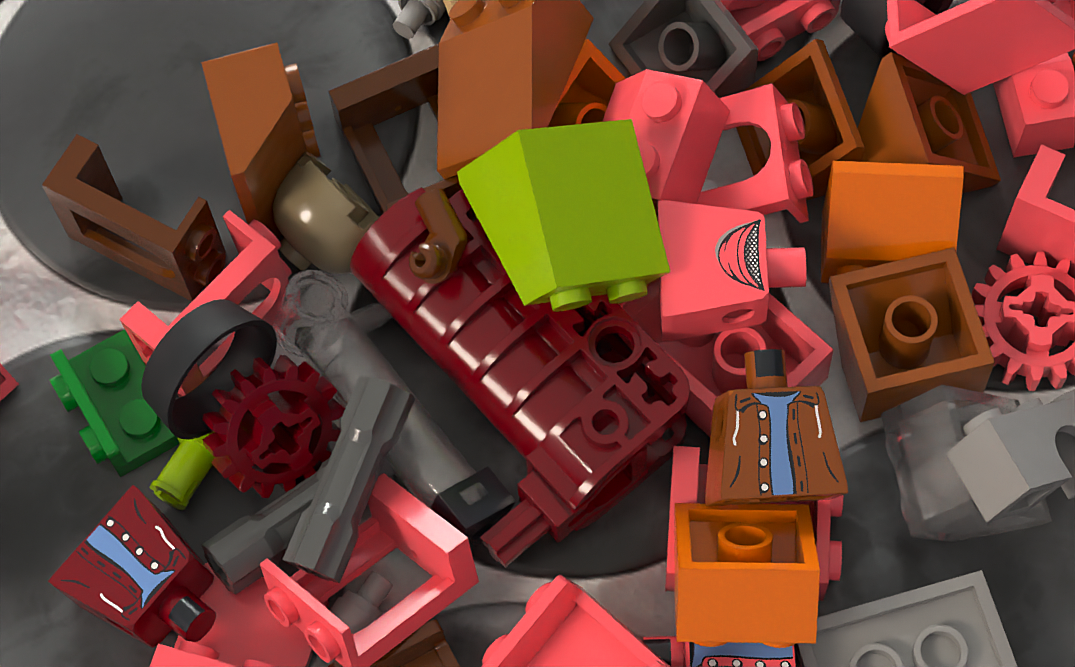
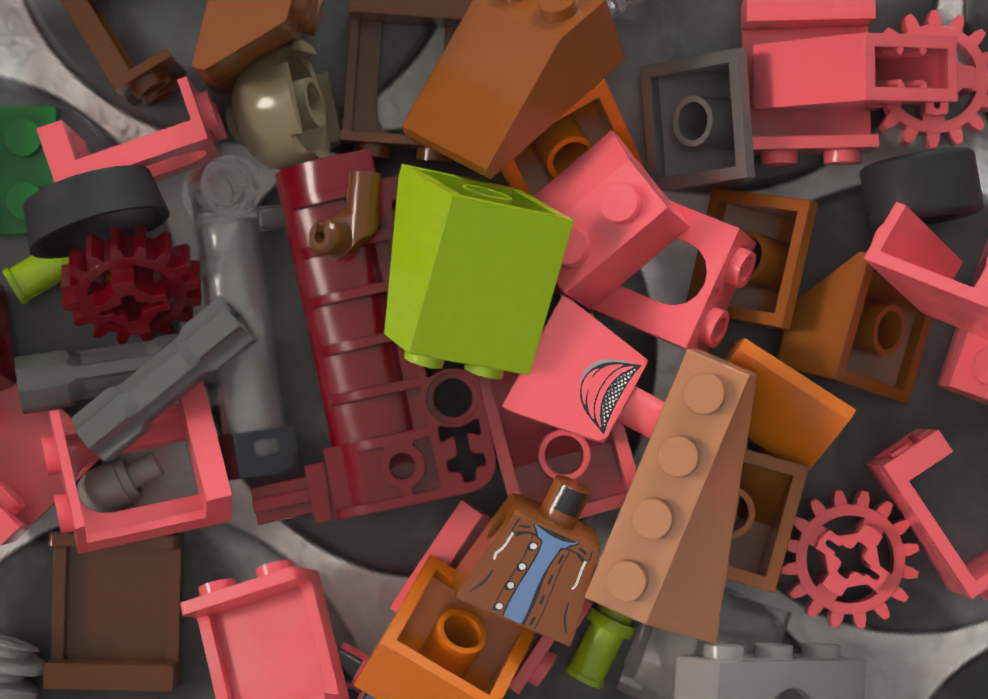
camera: 25 degrees right, 20 degrees up
(869, 490) = (600, 645): none -> lime pin
(872, 336) = (677, 521): none -> nougat wedge

